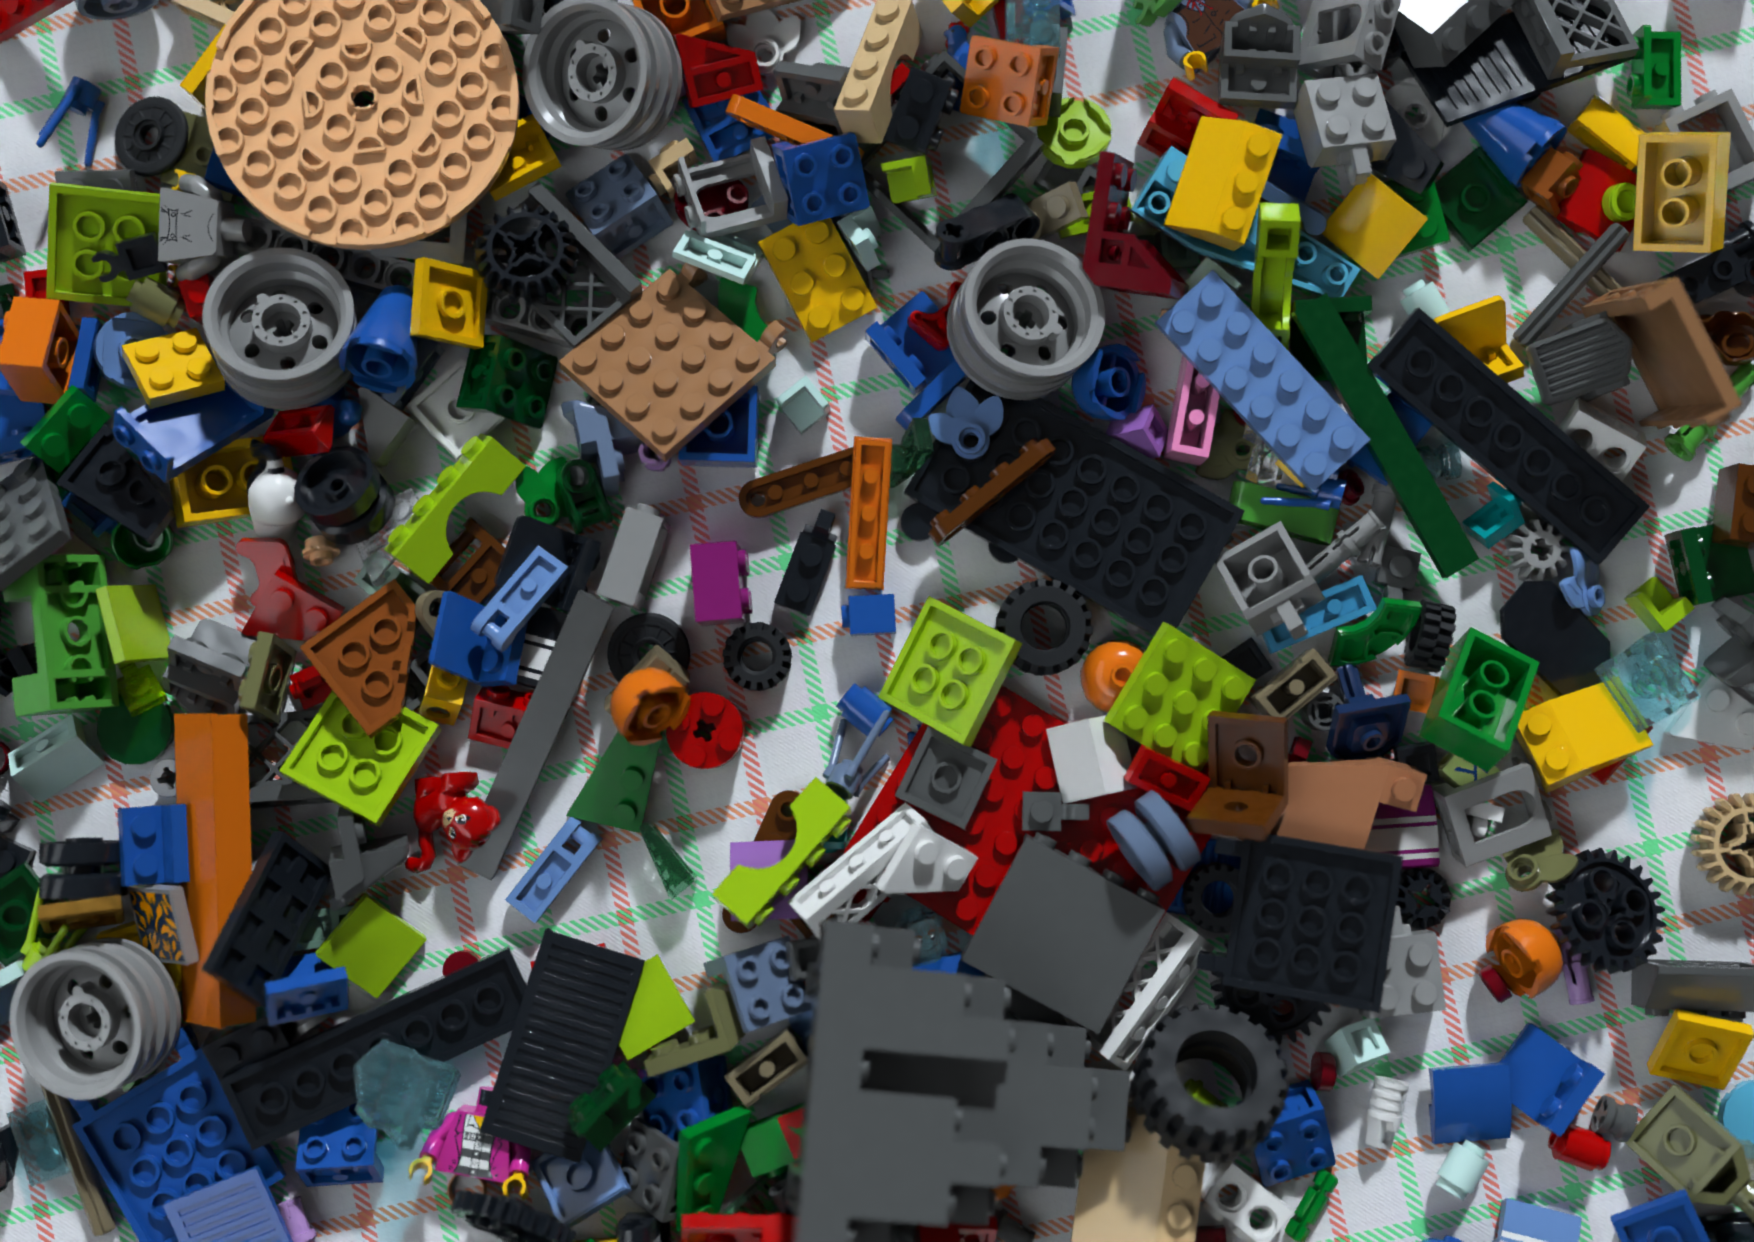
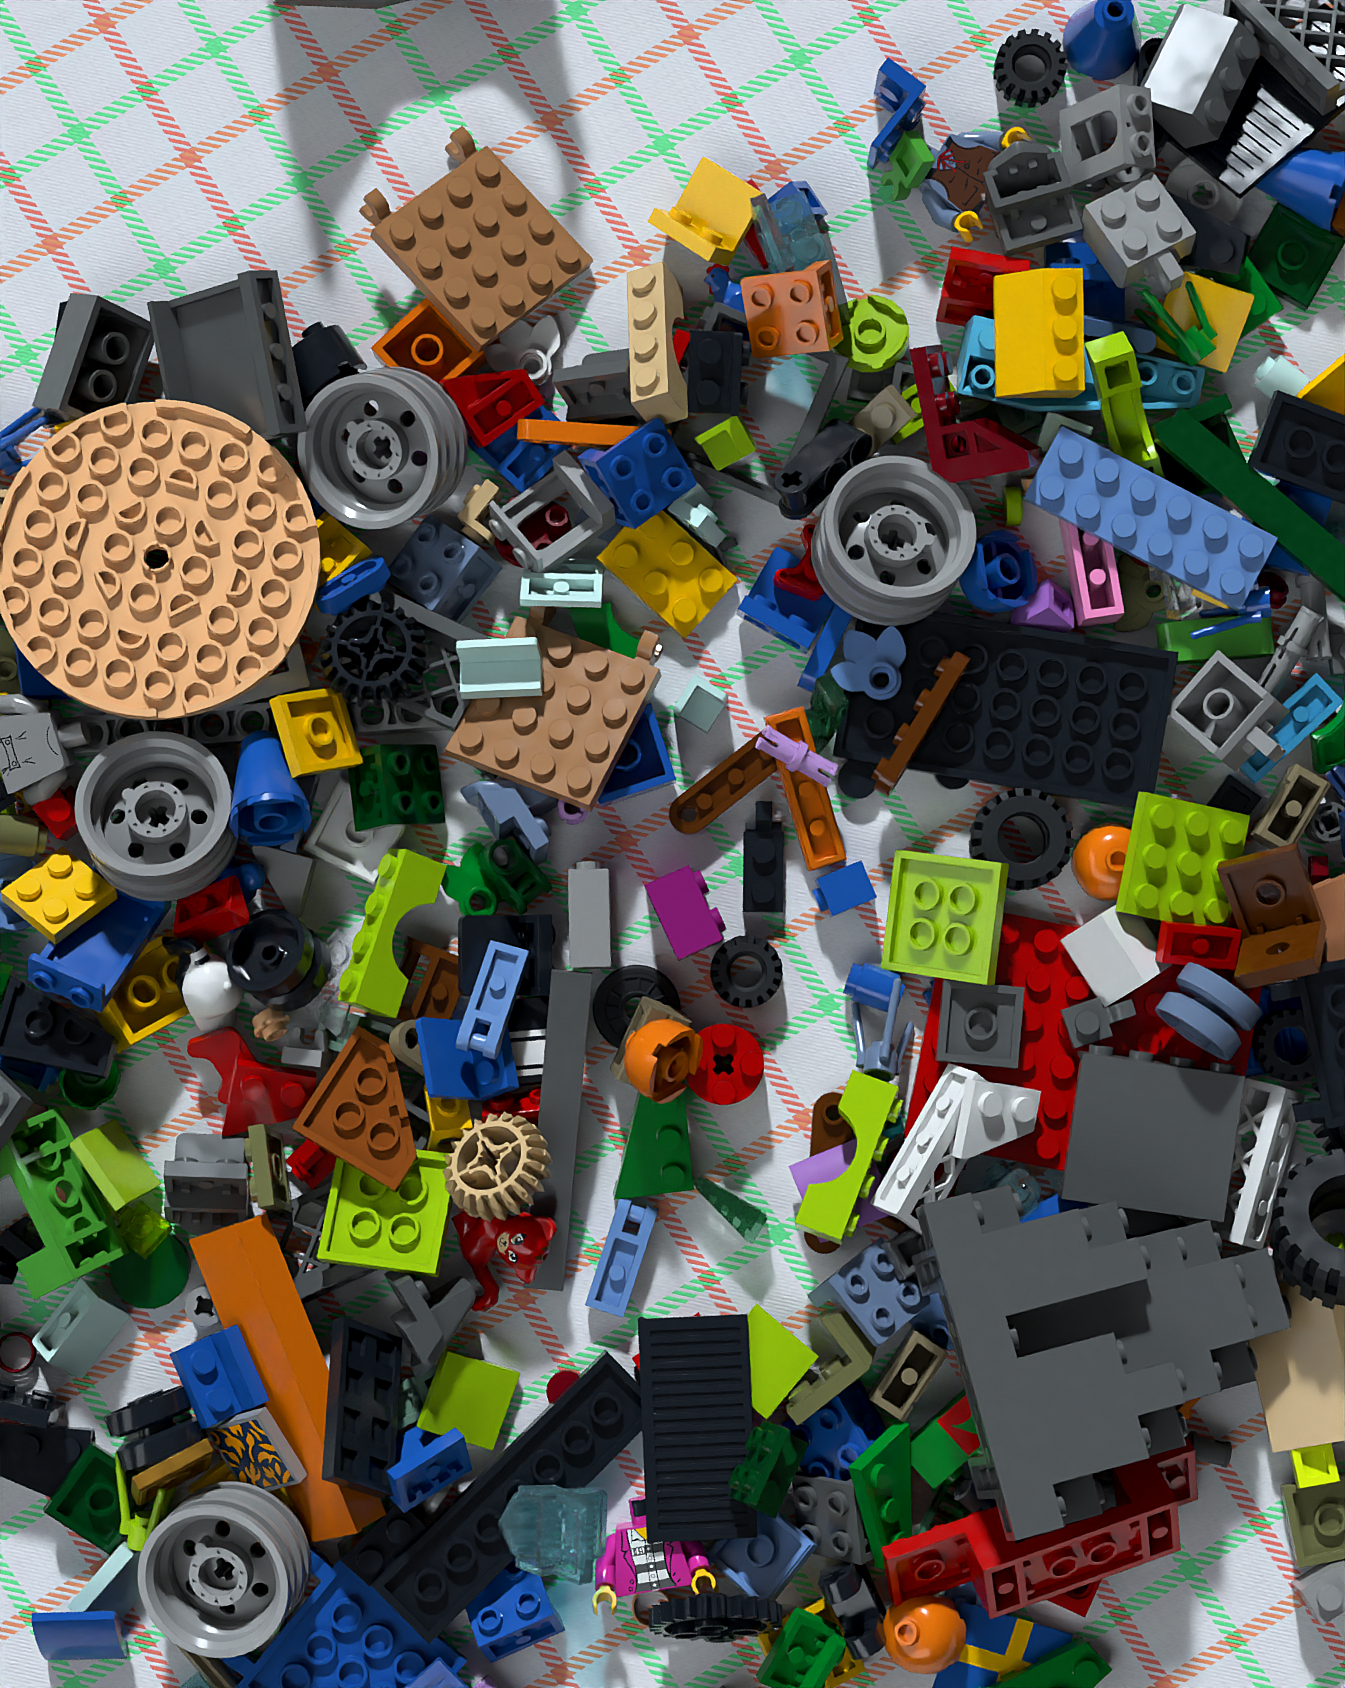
camera: 20 degrees left, 0 degrees up
(339, 587) = (301, 1053): none -> light grey tile
(475, 741) = (501, 1157): none -> tan gear
(543, 184) = (361, 579): none -> blue plate
(633, 305) = (500, 668): none -> light aqua panel
(869, 480) = (796, 756): none -> lavender pin
(1144, 329) = (1012, 506): none -> lime tile
(1354, 241) = (1188, 345): none -> green plant

